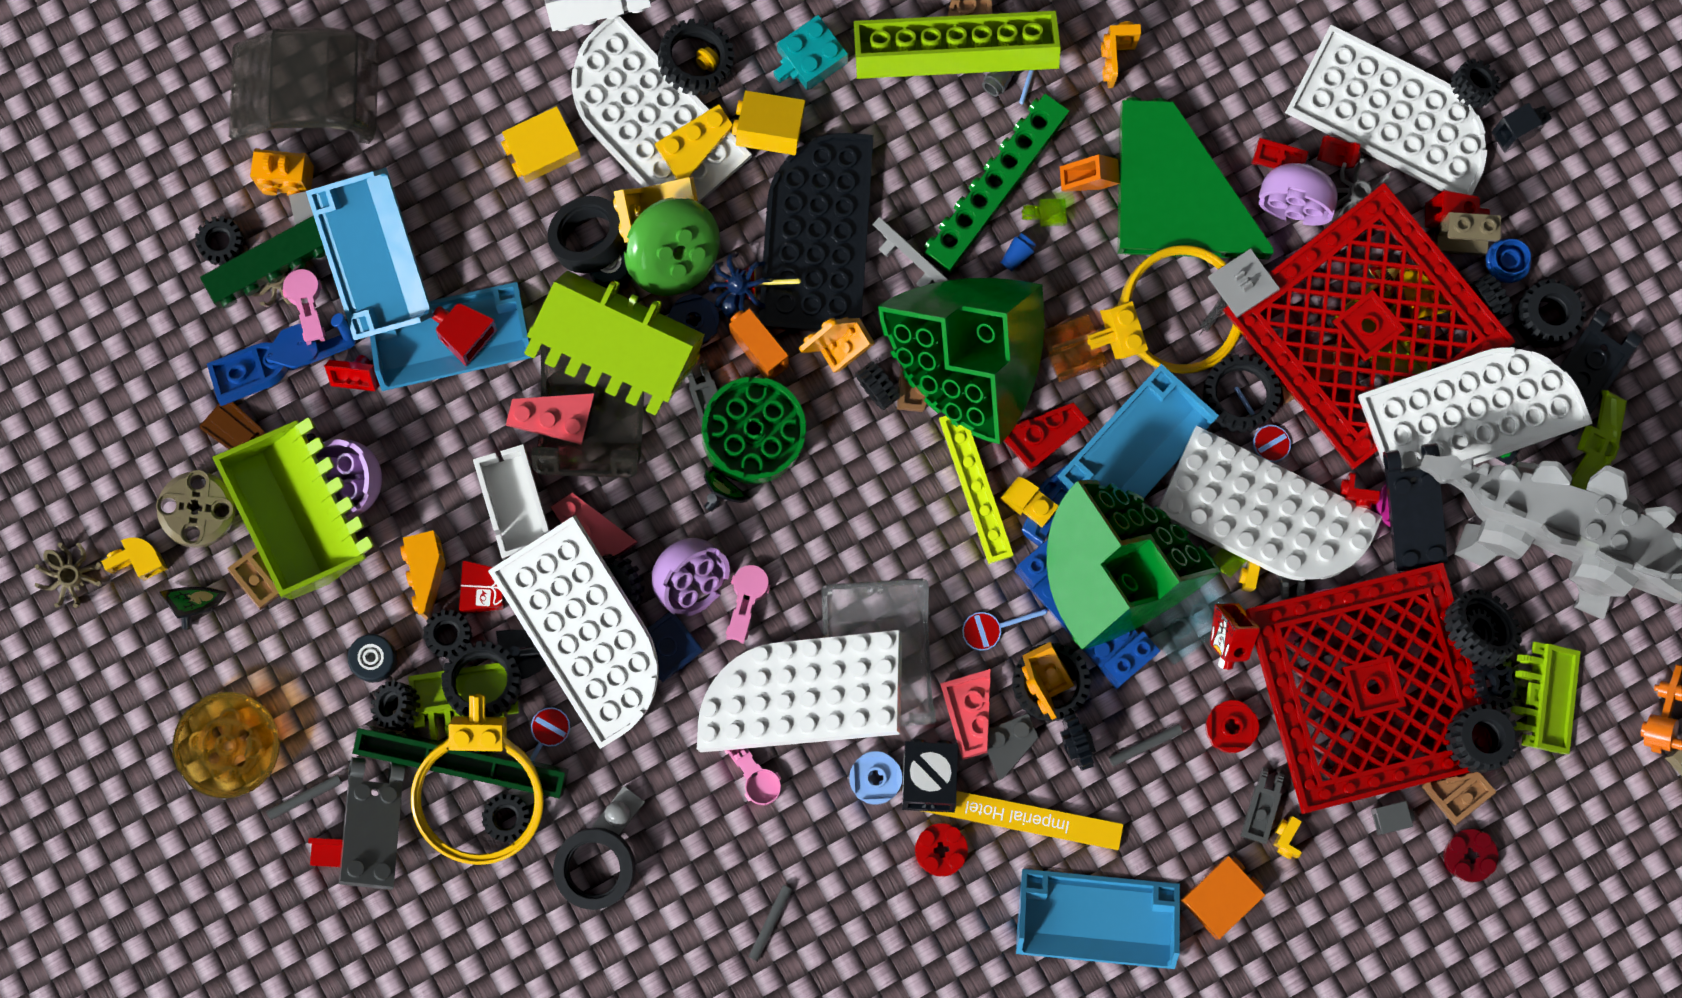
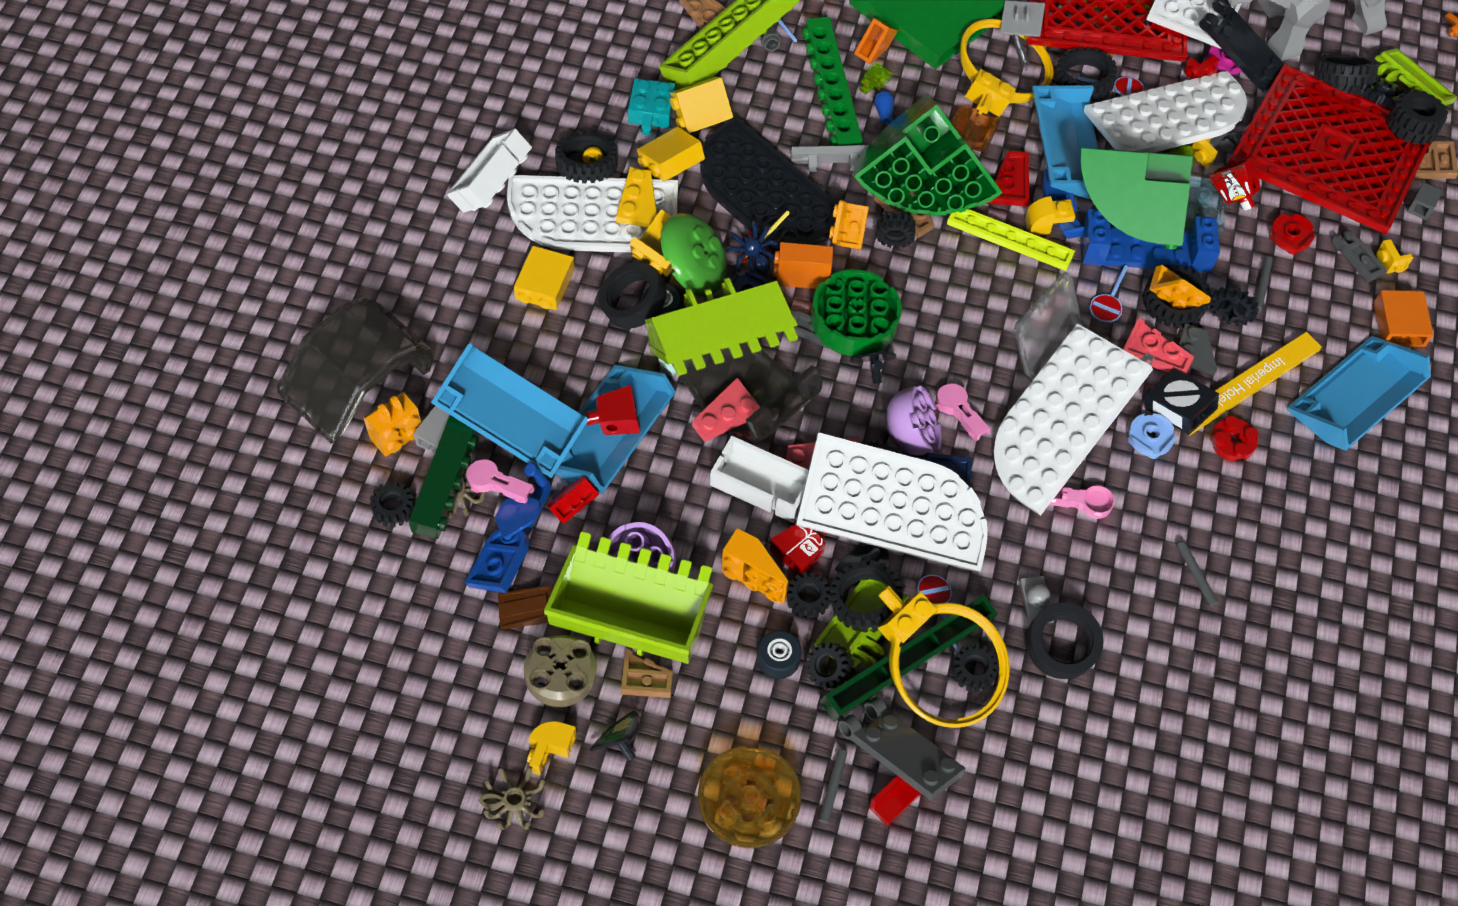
camera: 45 degrees left, 20 degrees down
(846, 97) = (701, 105): none -> yellow brick

